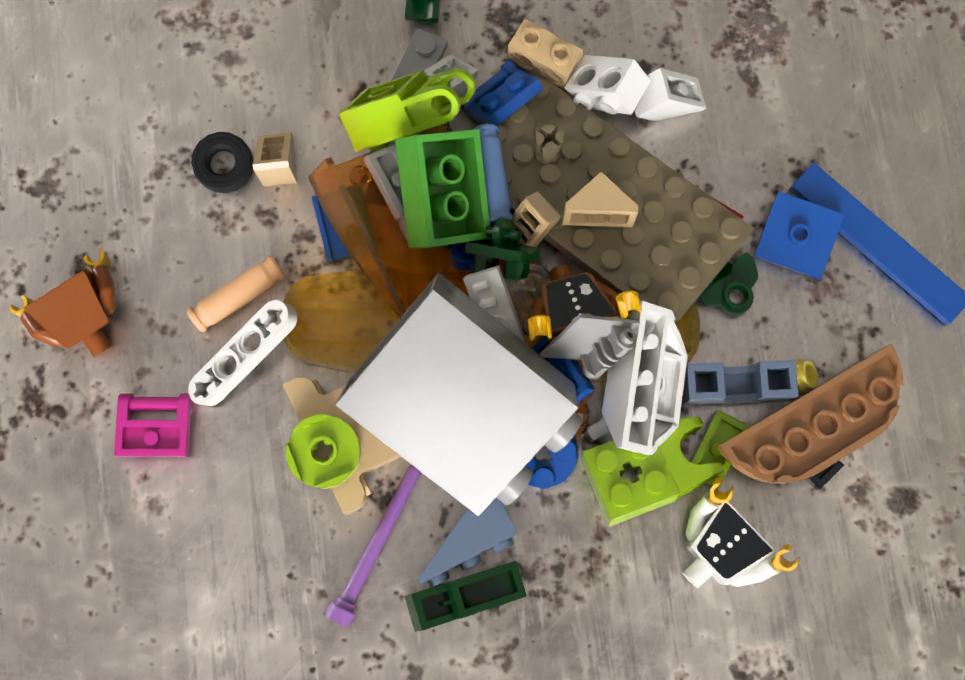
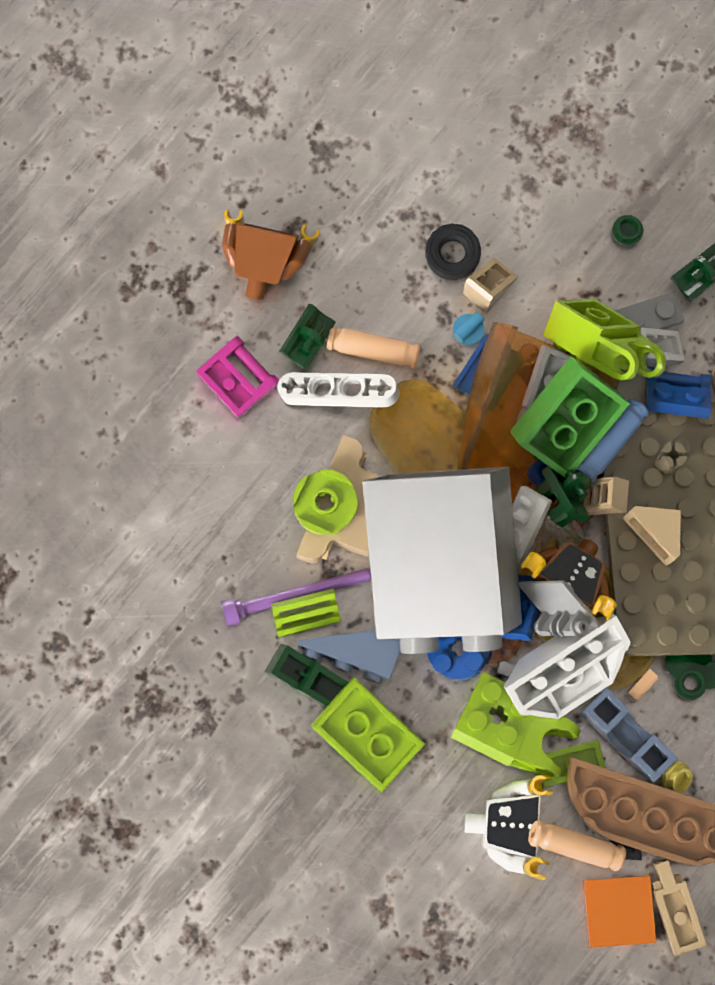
camera: 45 degrees right, 0 degrees up
(175, 338) = (307, 336): none -> dark green hips
(295, 206) = (469, 328): none -> dark azure plate
(337, 18) = (627, 230): none -> dark green plate
(402, 555) = (309, 623): none -> lime tile
(545, 595) = (367, 734): none -> lime tile
(707, 340) = (641, 686): none -> light nougat tile
(793, 507) = (577, 845): none -> light nougat axle
(869, 521) = (619, 911): none -> orange tile
(909, 474) = (677, 910): none -> tan hinge

